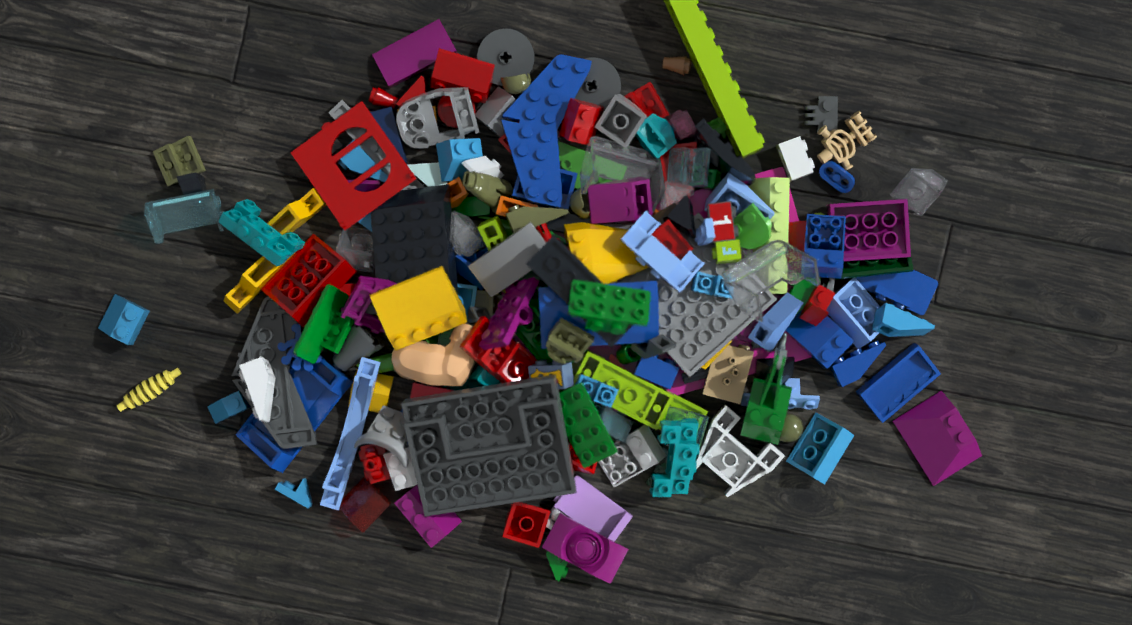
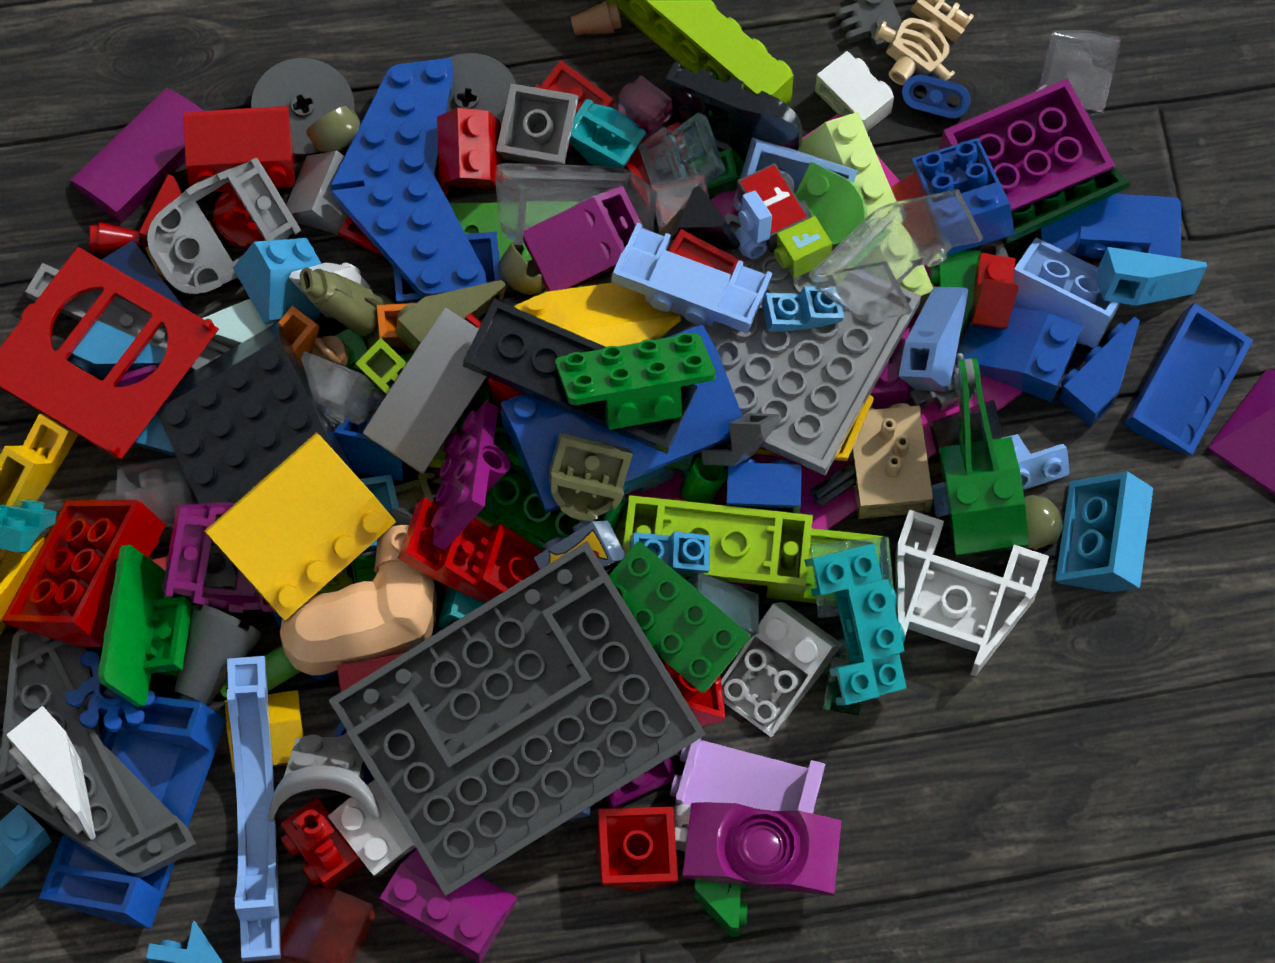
camera: 25 degrees left, 20 degrees down
(470, 207) = (331, 349): none -> medium nougat tile

